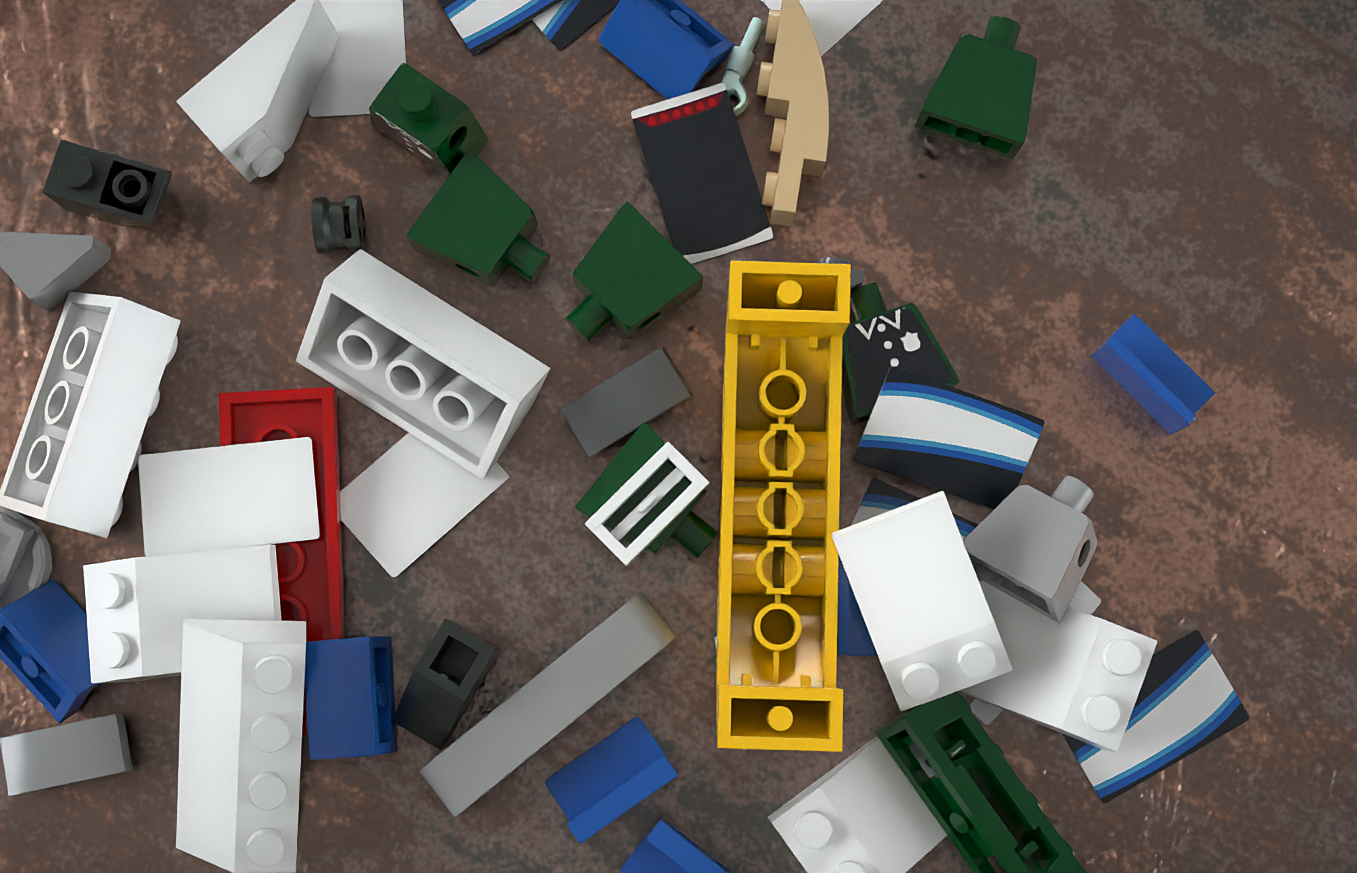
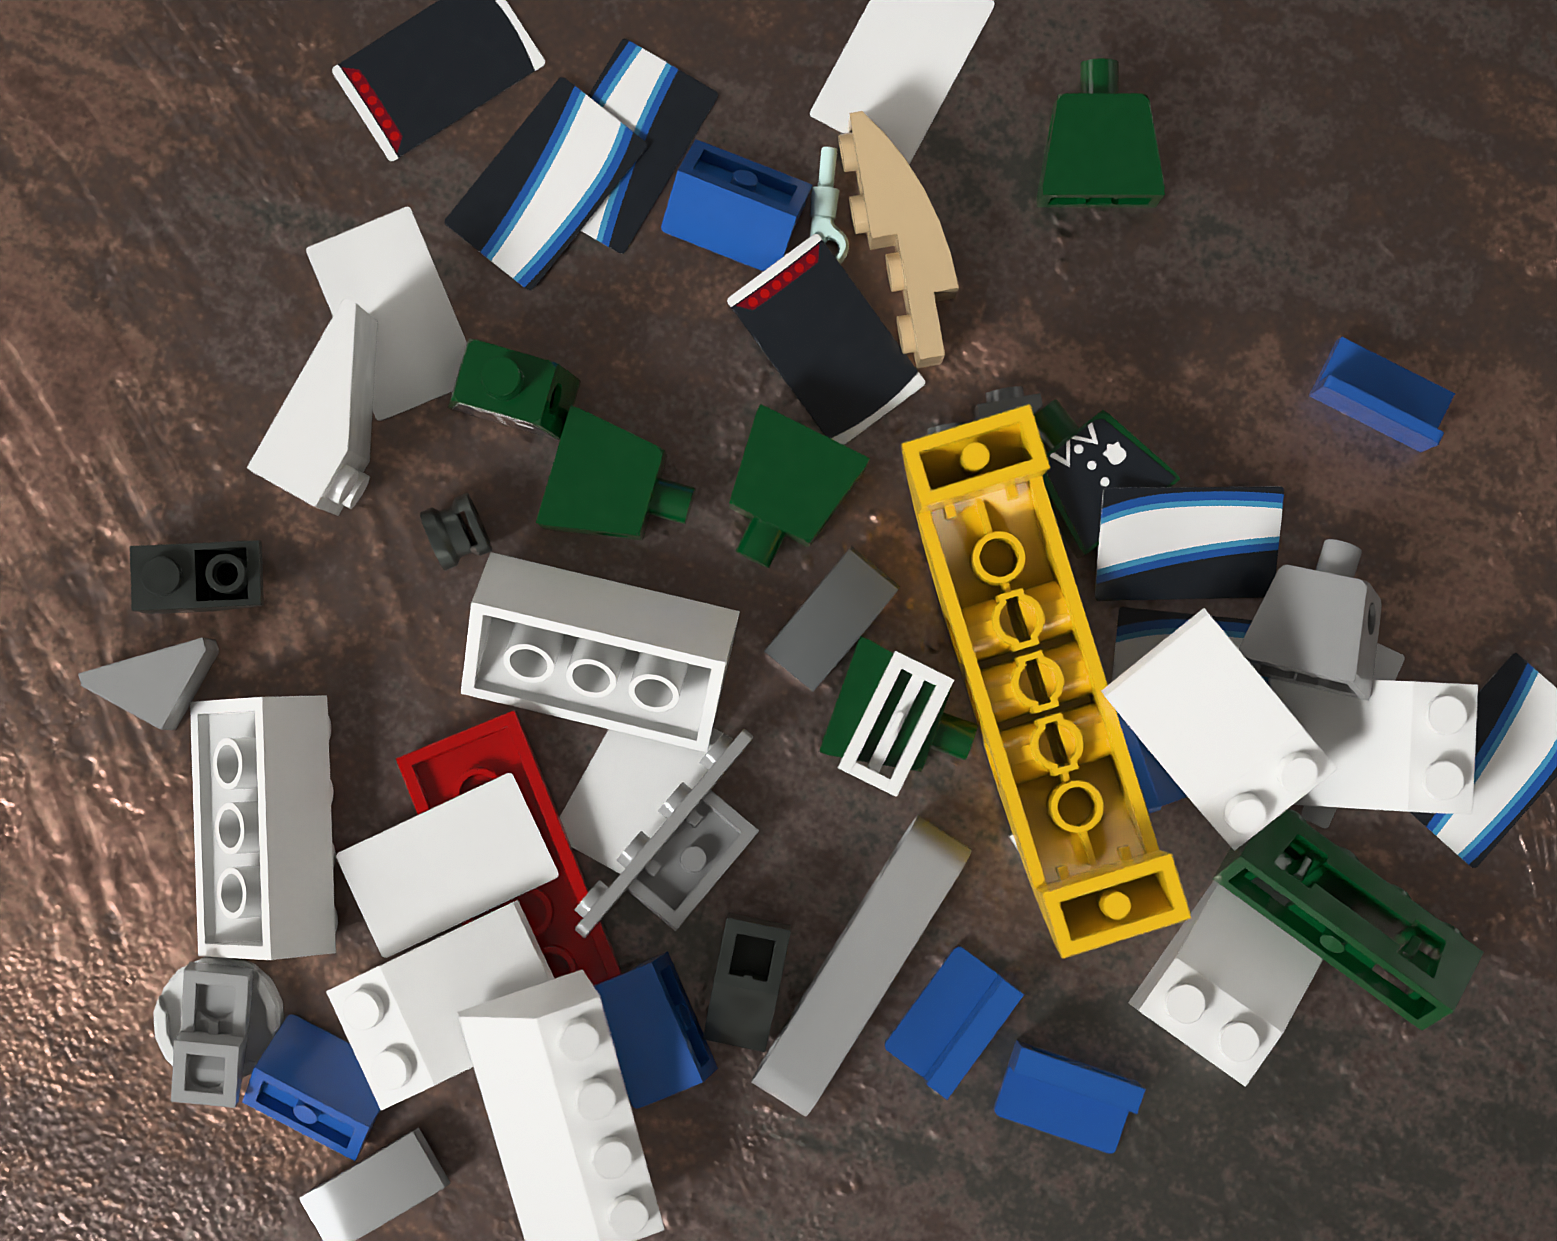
camera: 15 degrees left, 5 degrees up
(430, 555) = (685, 853): none -> light grey bracket

